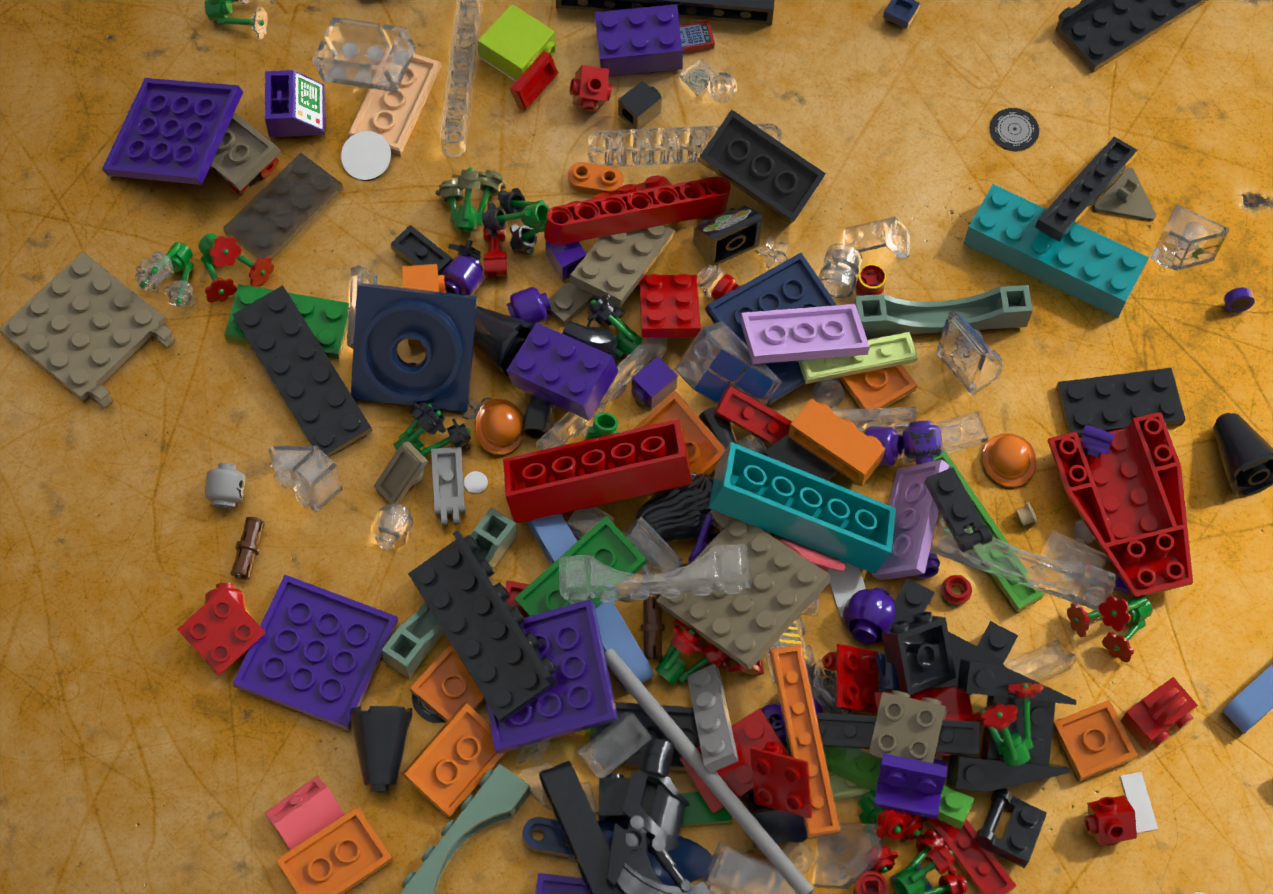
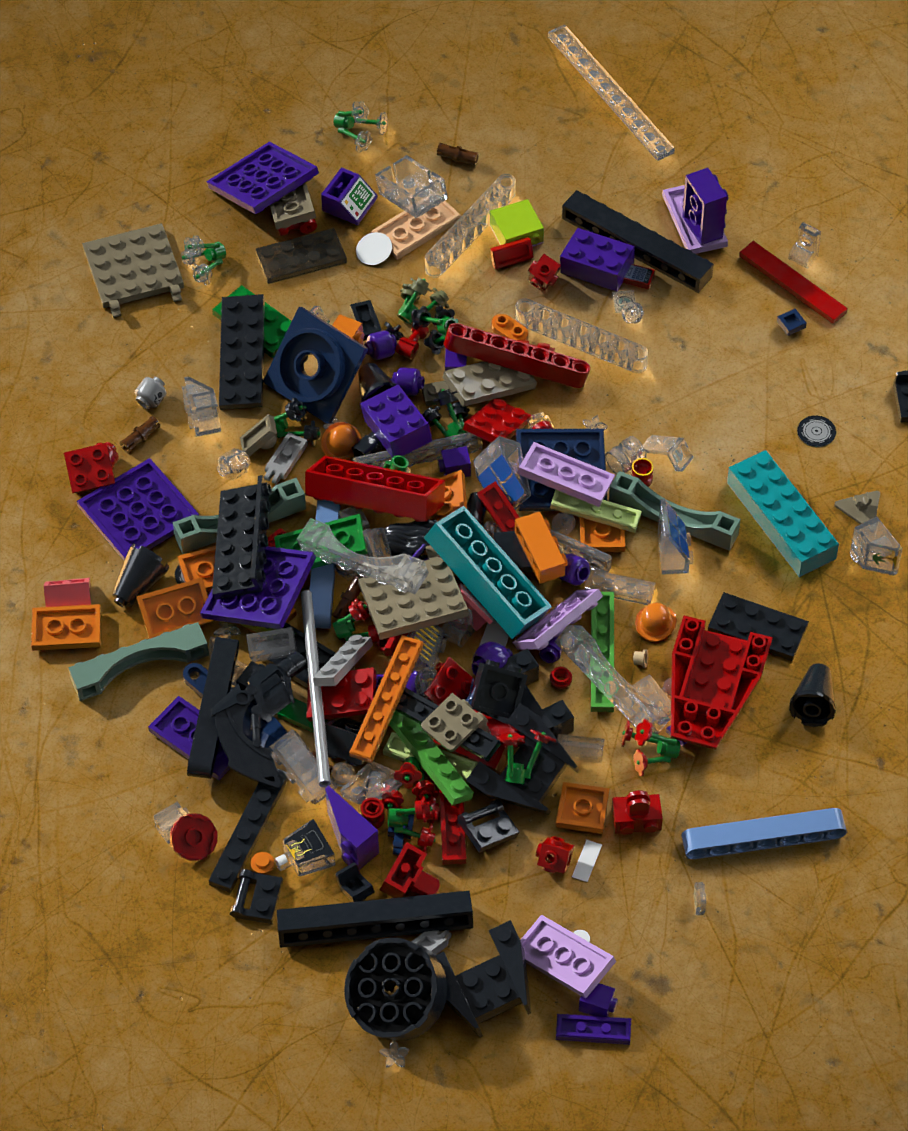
camera: 35 degrees right, 10 degrees down
(222, 252) = (241, 257): red plant -> none
(475, 482) = (302, 466): white sticker -> none
(593, 336) = (434, 416): black arm -> none
(640, 105) = (570, 298): black brick -> none
(728, 235) = (567, 401): black slope -> none
(761, 166) = (615, 366): black brick -> none
(780, 780) = (352, 709): red hinge -> none
(910, 785) = (434, 756): dark purple bracket -> none
(922, 441) = (599, 576): dark purple head -> none
(957, 509) = (585, 620): black plate -> none
(1086, 189) = (827, 482): black plate -> none
(1096, 441) = (715, 633): dark purple plate -> none
(1239, 300) = (888, 604): dark purple tile -> none

